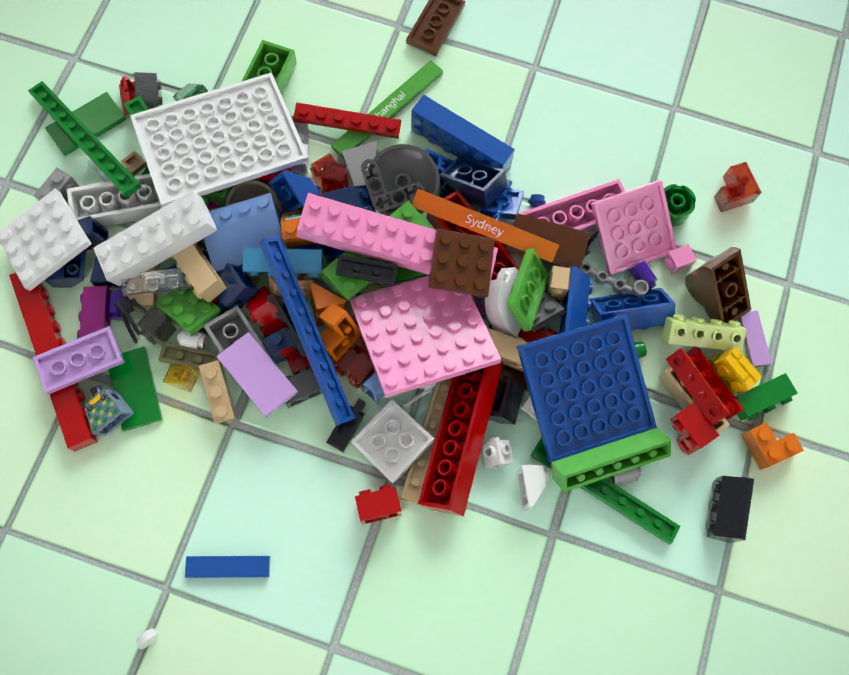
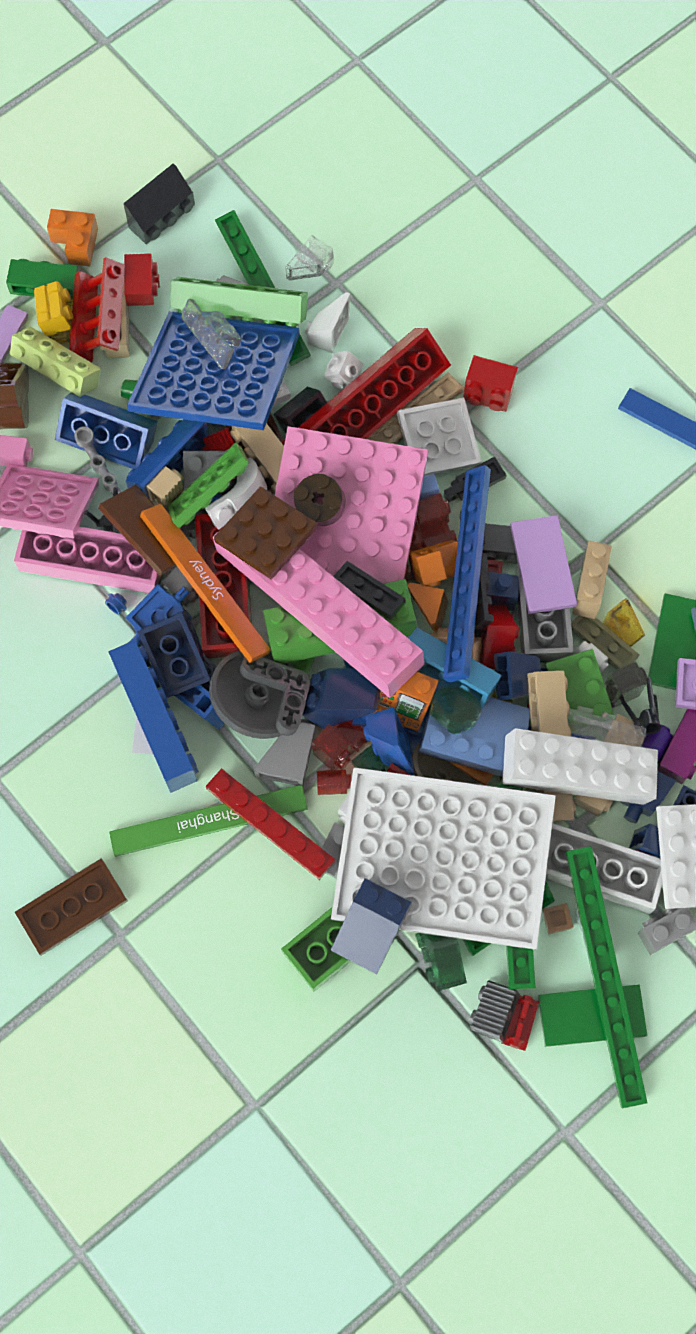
camera: 145 degrees left, 0 degrees up
(241, 78) = (371, 926): none -> slope
(259, 226) = (455, 709): none -> clear green tile
(441, 313) = (333, 499): none -> dark brown brick
(583, 537) = (310, 260): none -> clear slope
(608, 417) = (212, 331): none -> clear bracket
(643, 272) = (65, 456): dark purple brick -> none

